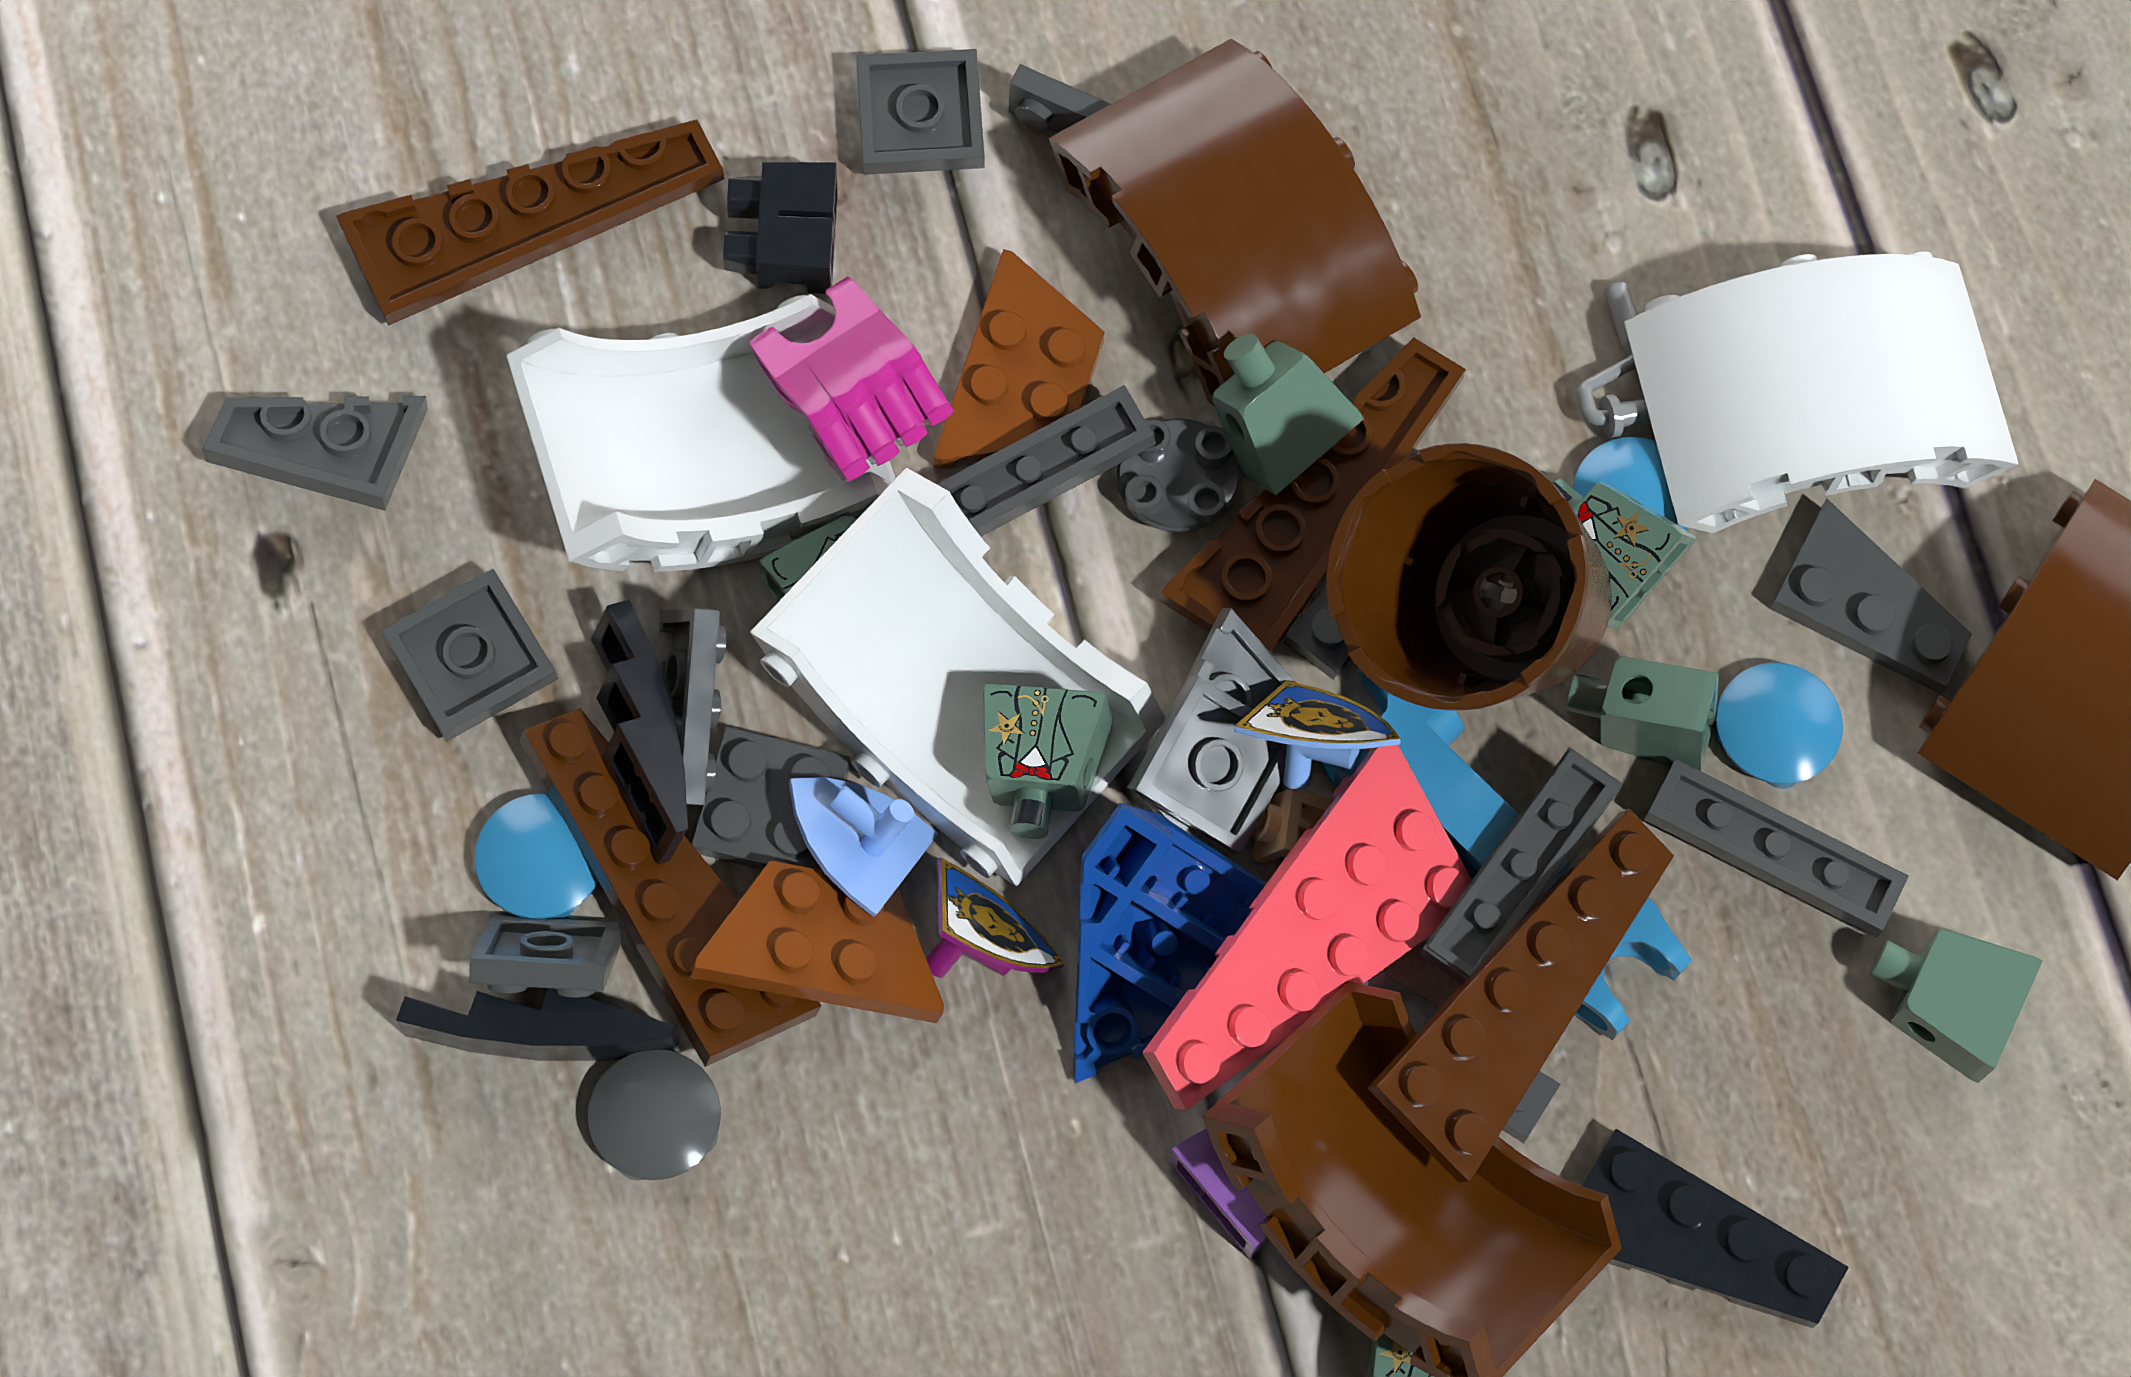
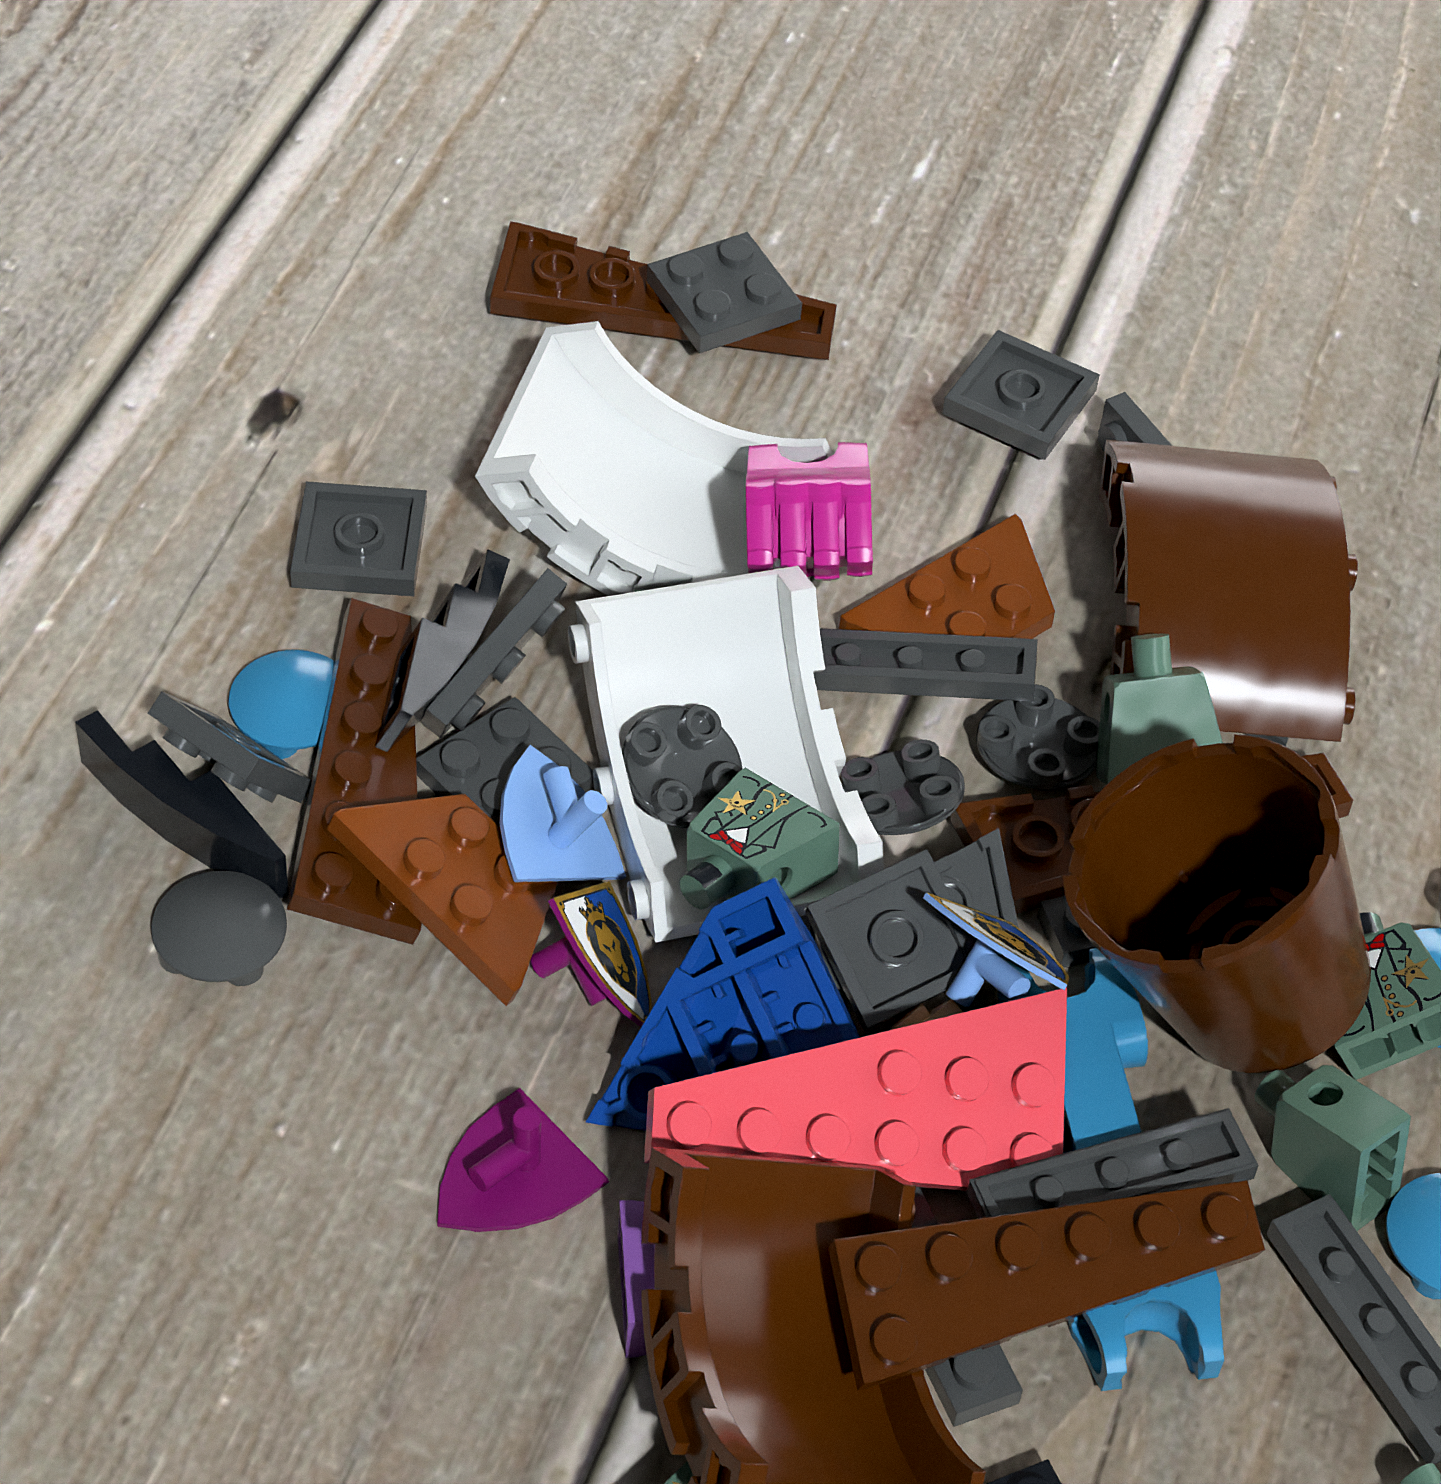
camera: 35 degrees right, 20 degrees down
(327, 448) = (370, 356): dark grey wing -> none
(593, 175) = (723, 292): none -> dark grey plate
(794, 224) = (855, 402): black hips -> none
(925, 709) = (679, 761): none -> dark grey dish
(1049, 1162) = (514, 1171): none -> magenta shield
(1109, 599) = (906, 787): none -> dark grey dish

